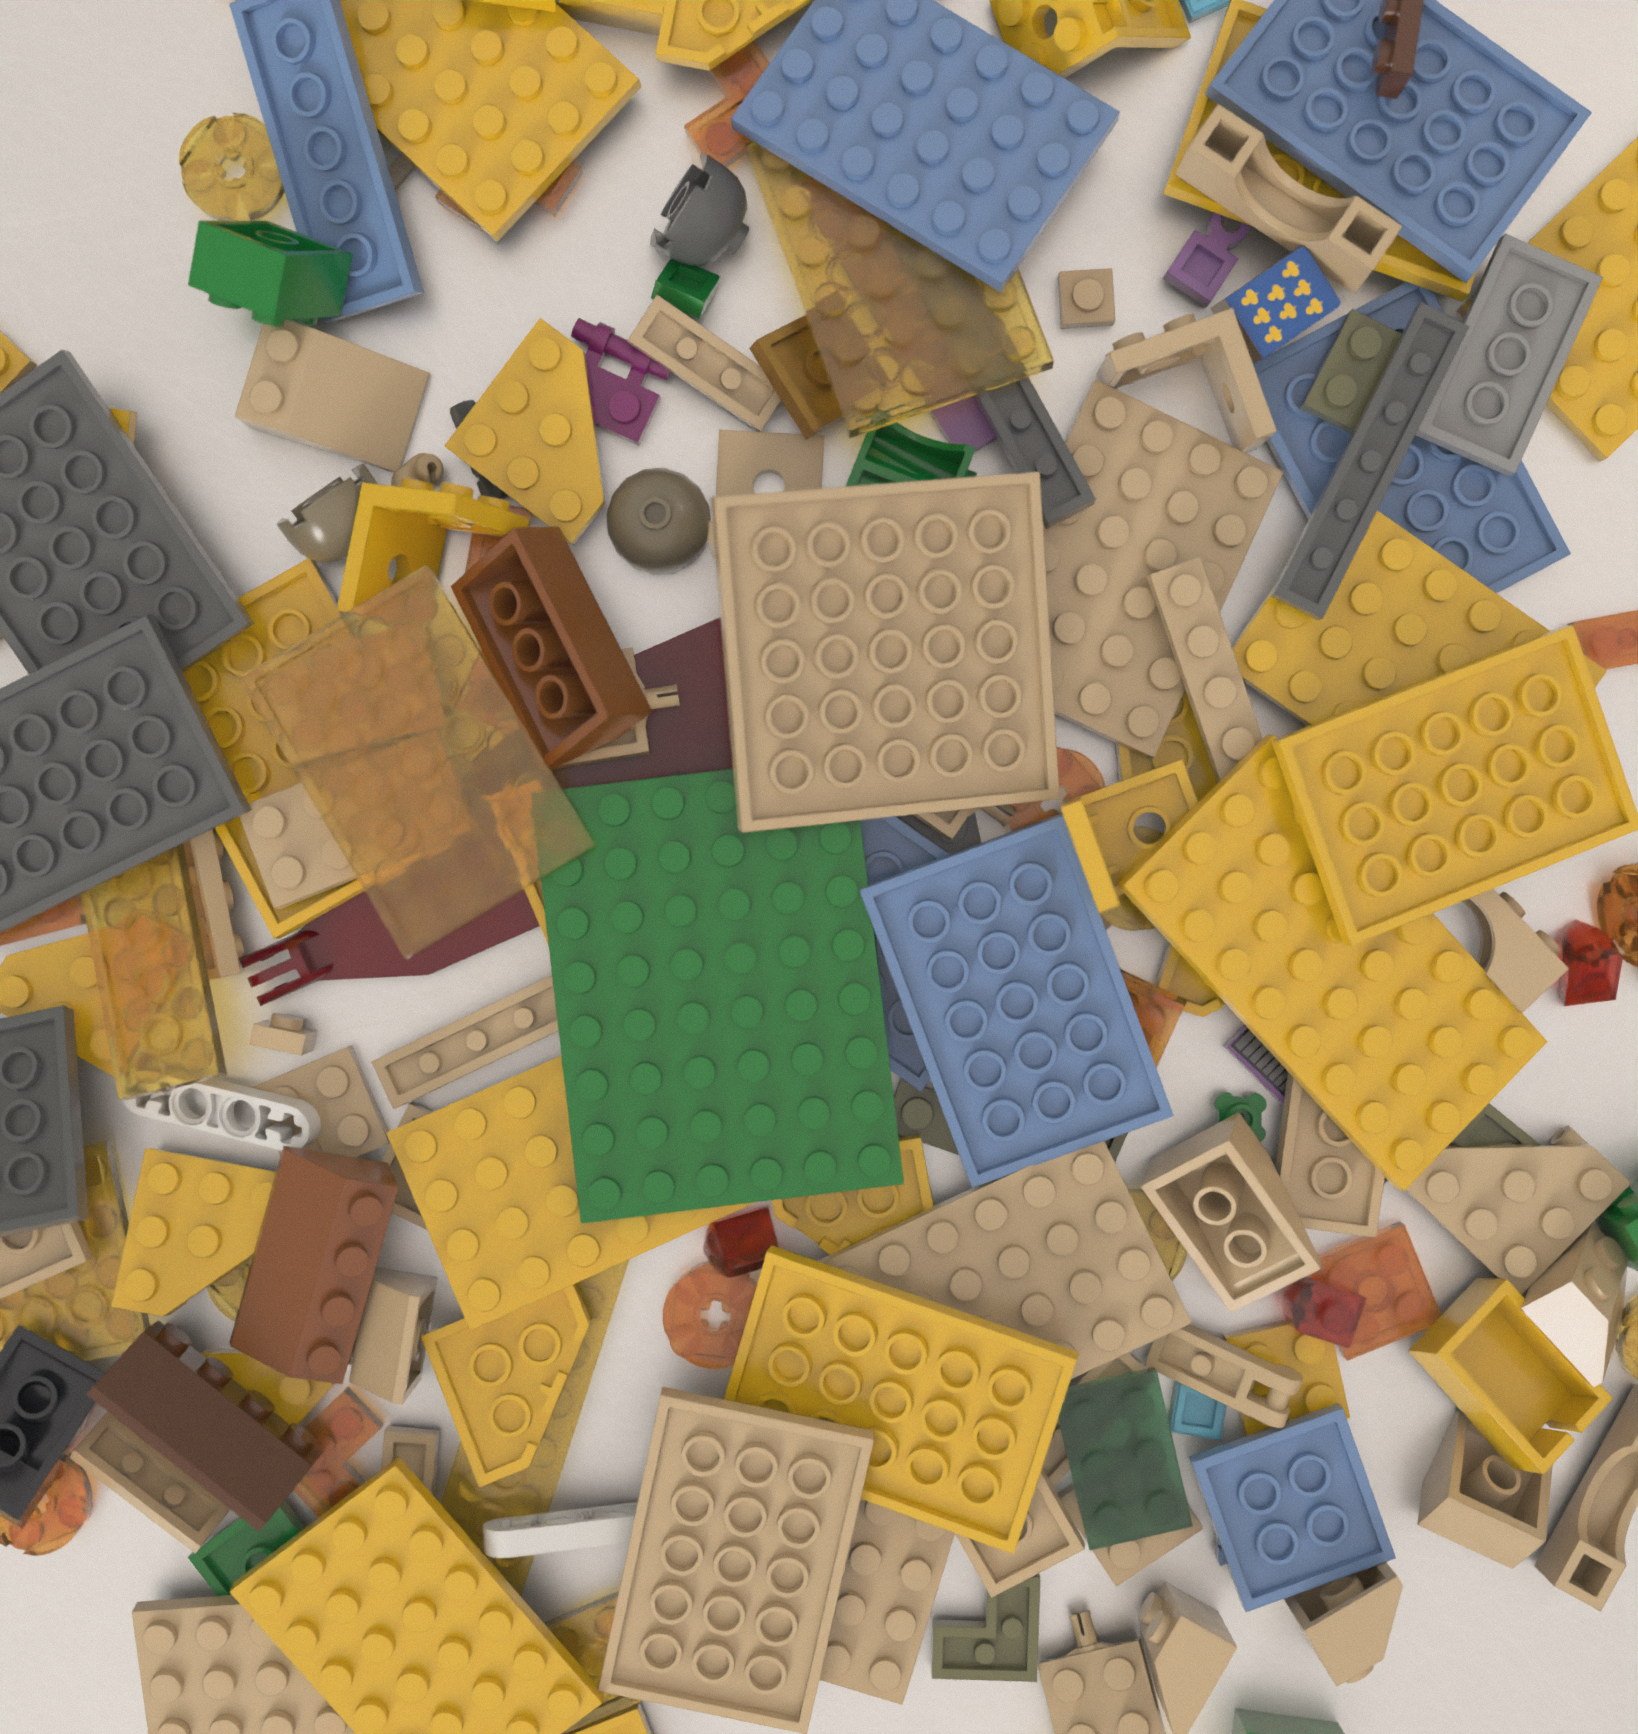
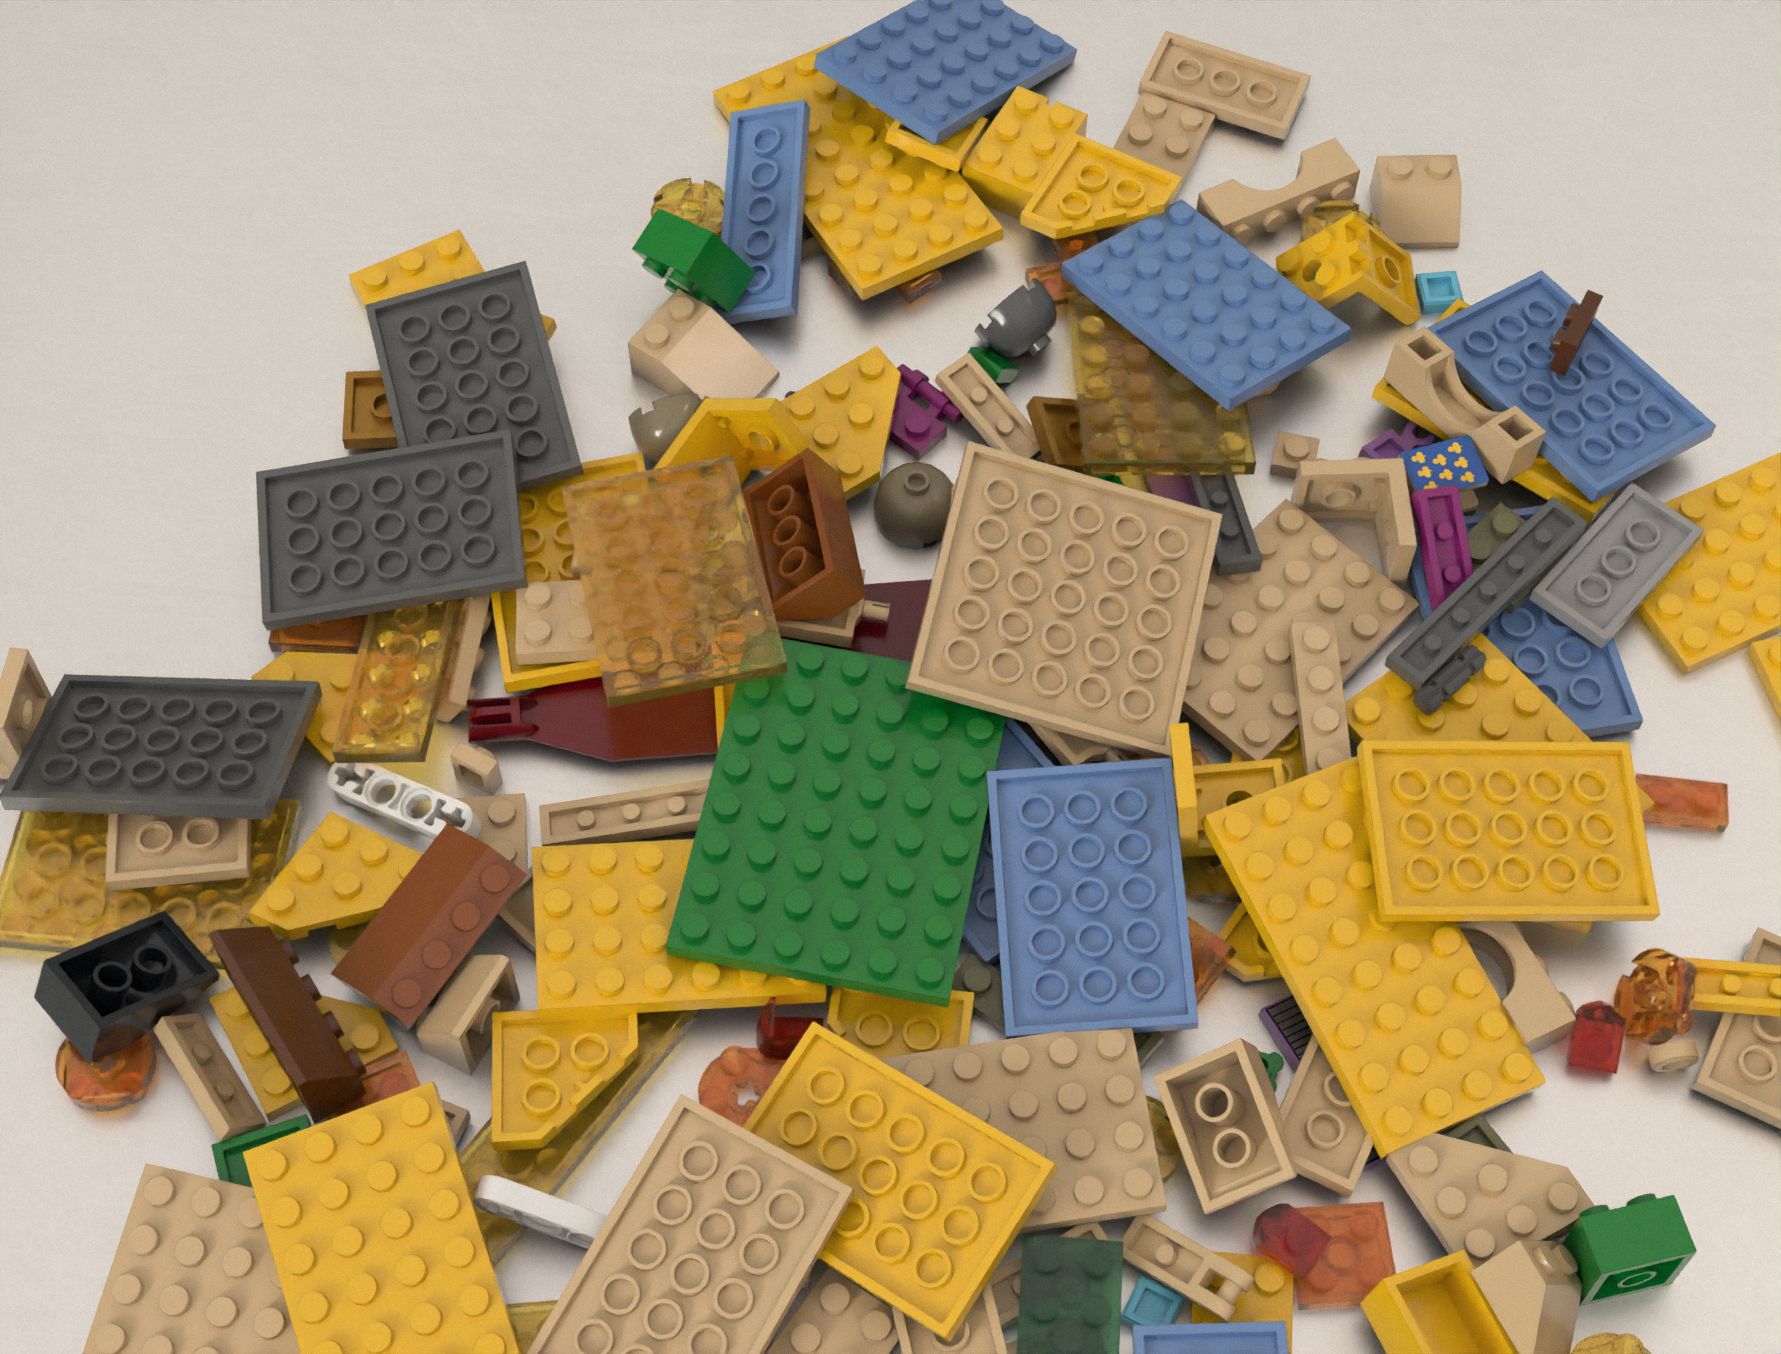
camera: 20 degrees right, 30 degrees down
(1303, 409) = (1442, 541): none -> magenta plate
(1350, 594) = (1449, 679): none -> dark grey axle

